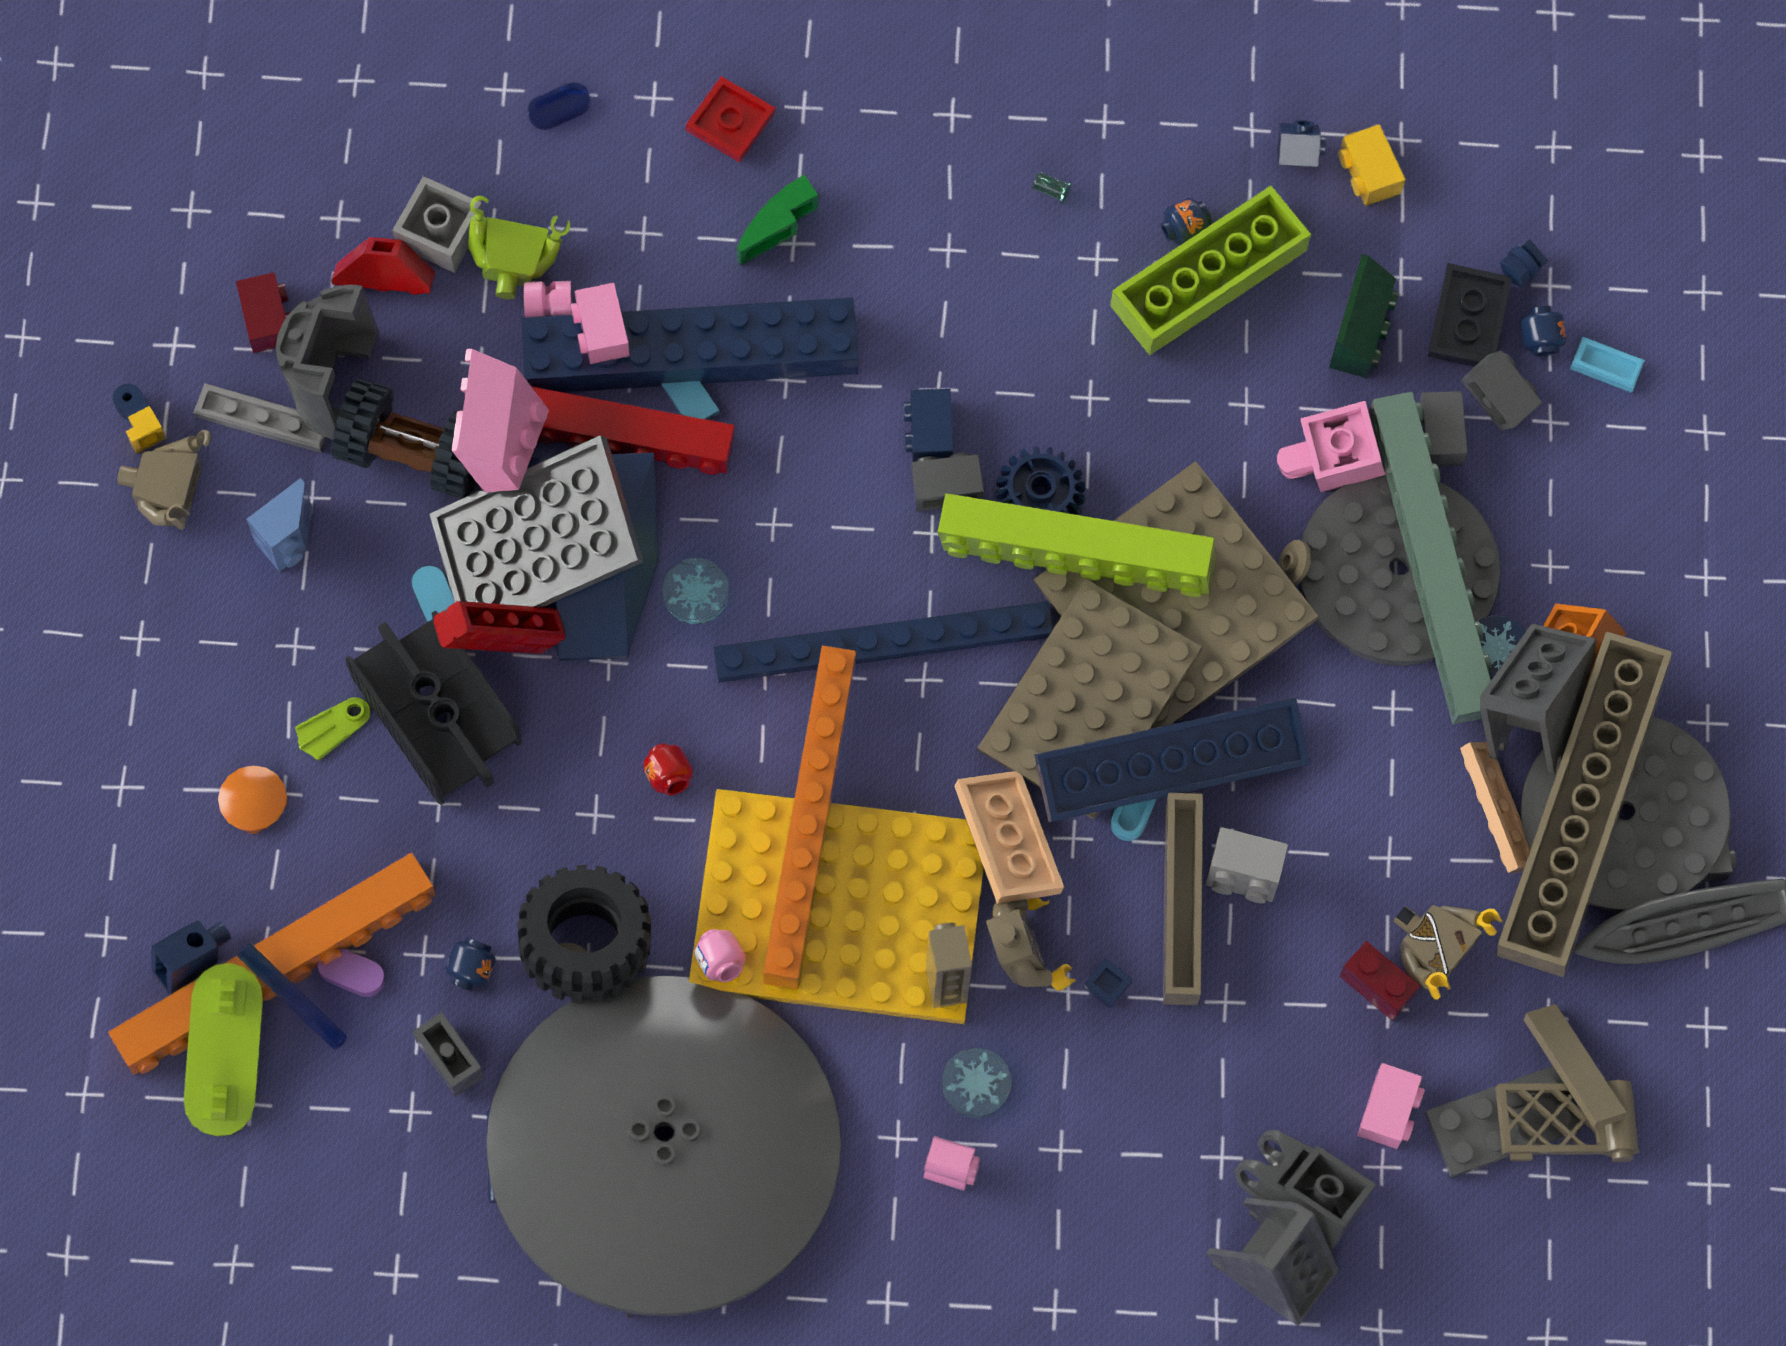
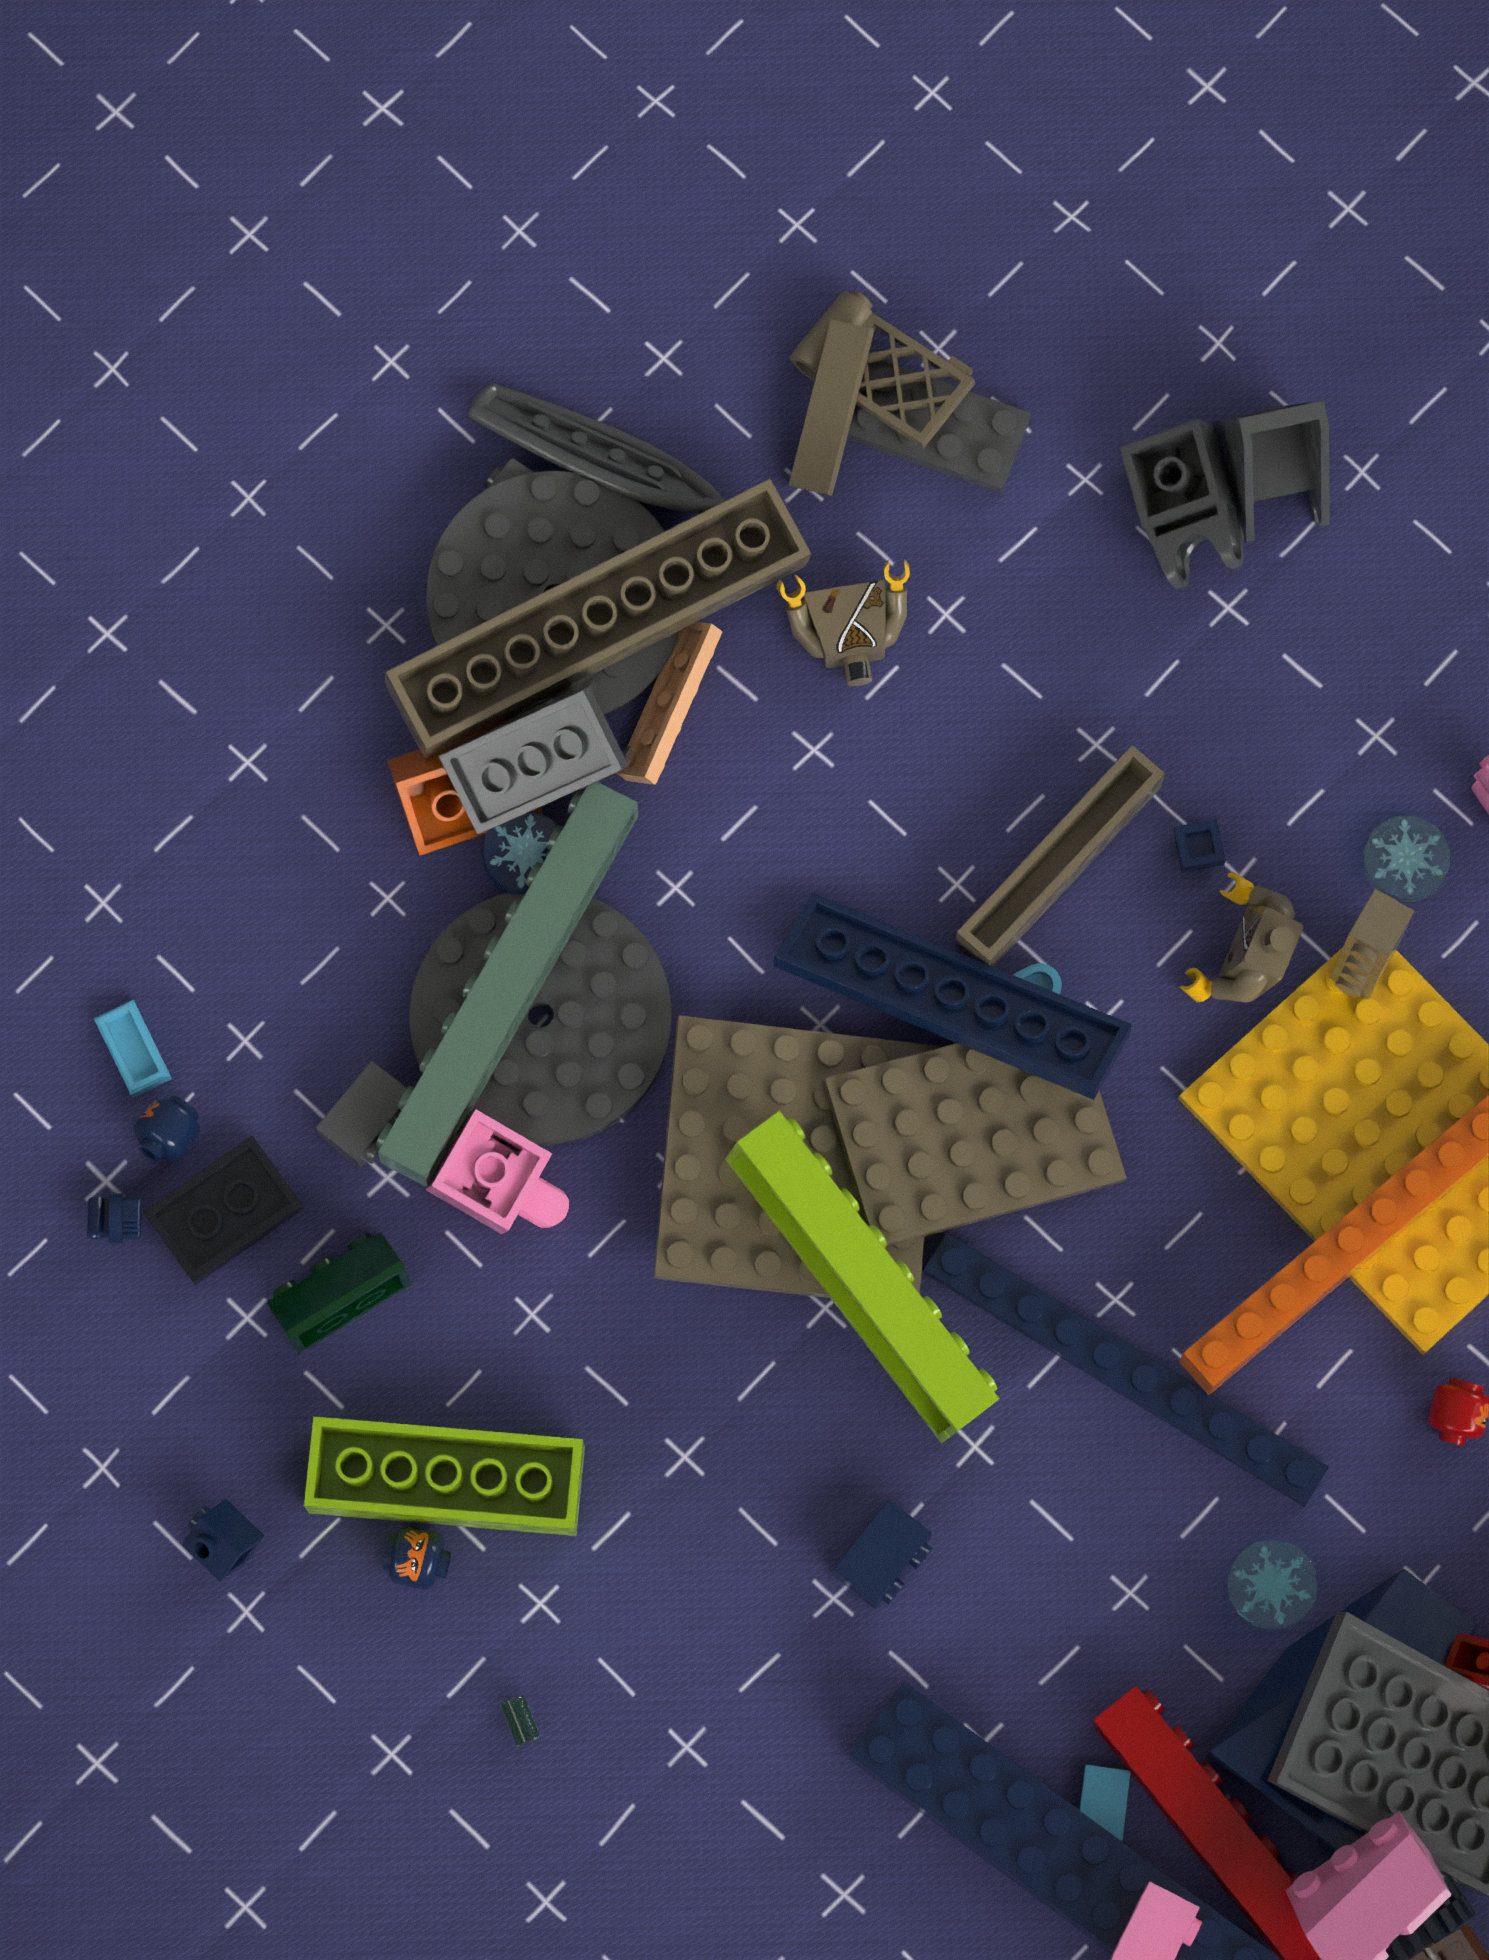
camera: 135 degrees left, 5 degrees up
(777, 219) = (847, 1929): green slope -> none
(950, 475) = (917, 1480): dark grey brick -> none
(1009, 837) = (1178, 1055): light nougat plate -> none
(1045, 471) = (825, 1417): dark blue gear -> none
(1246, 865) = (972, 835): light grey brick -> none
(1295, 561) = (645, 1100): dark tan piece -> none
(1371, 165) = (167, 1456): yellow brick -> none
(1379, 981) = (938, 634): dark red brick -> none
(1390, 1106) = (1033, 516): bright pink brick -> none
(1501, 390) = (272, 1098): dark grey brick -> none

